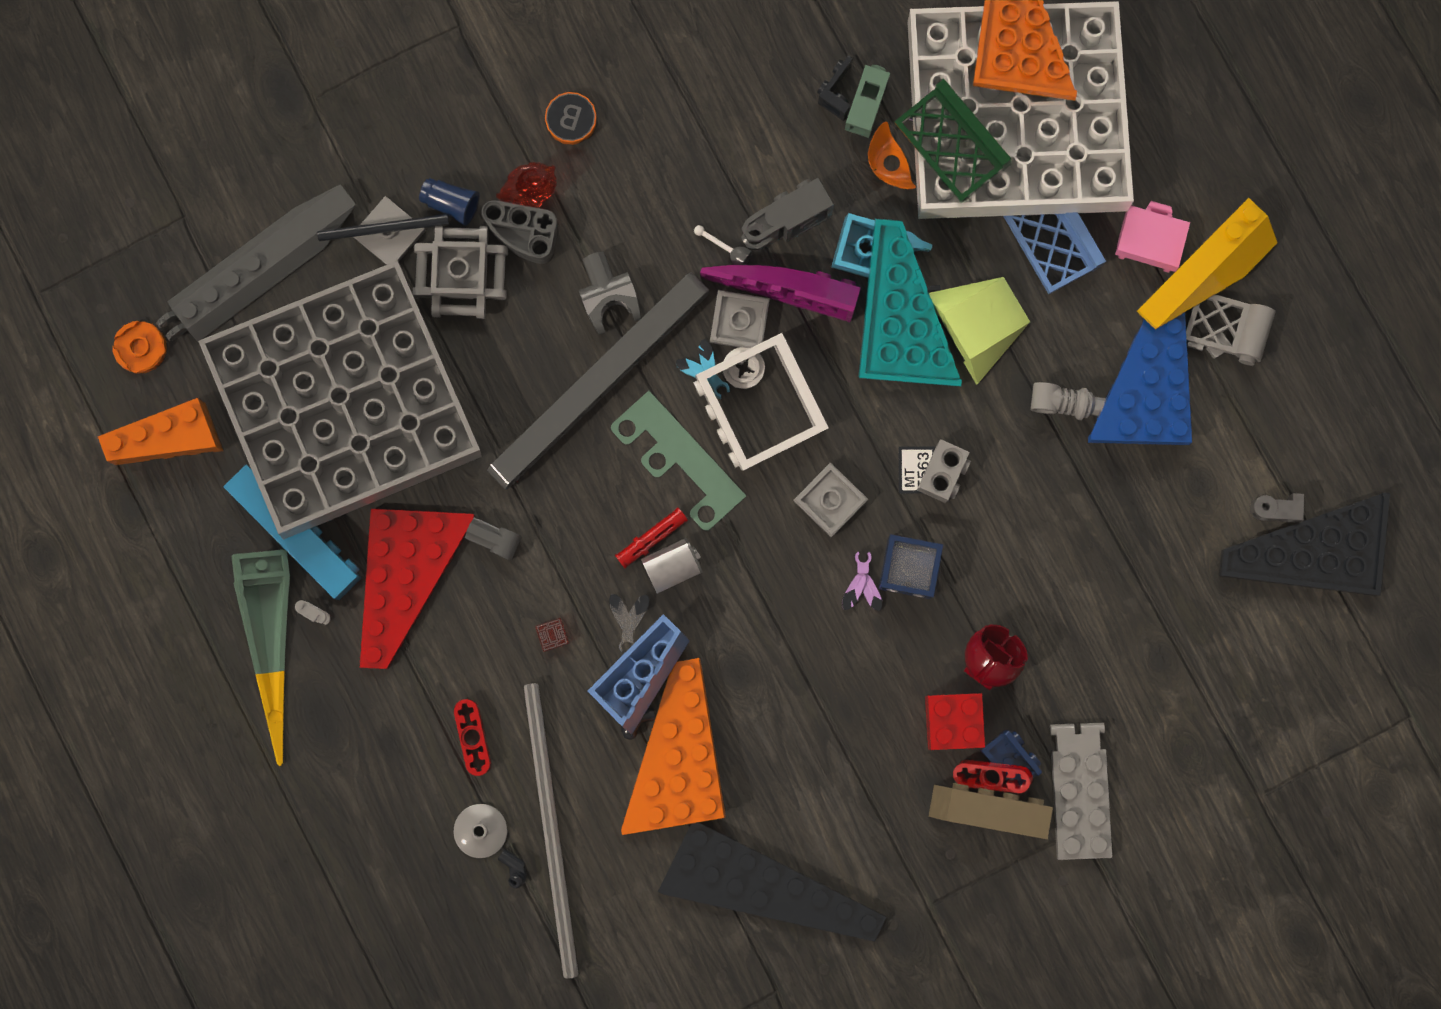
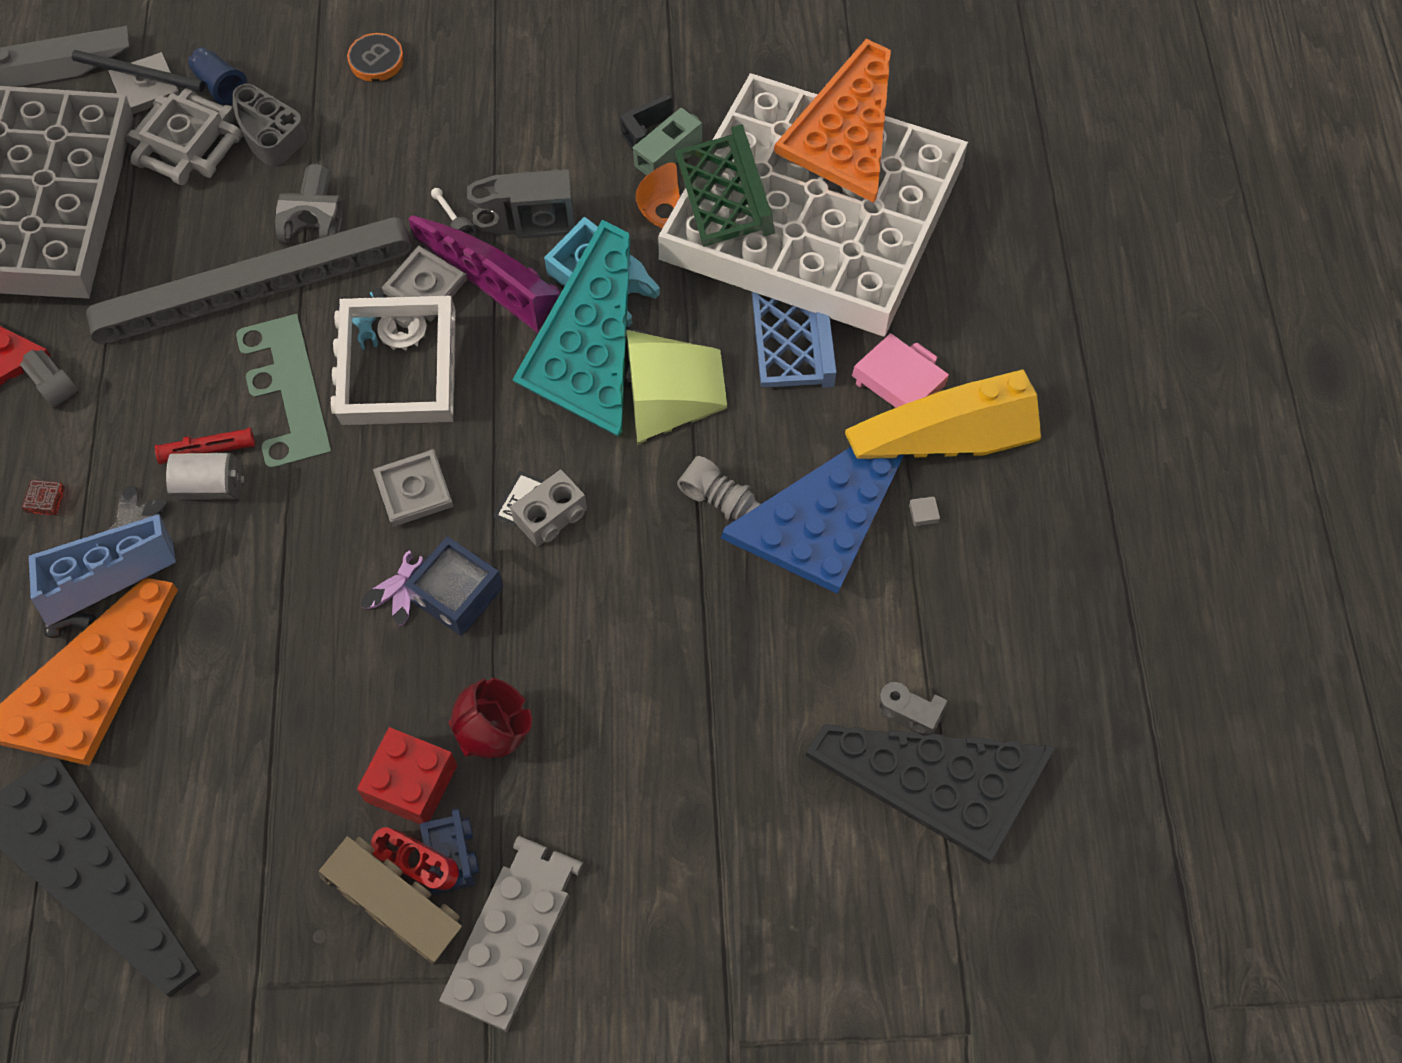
camera: 25 degrees right, 20 degrees down
(529, 185) = (298, 87): clear red hair -> none
(1250, 334) = (961, 515): light grey piece -> none

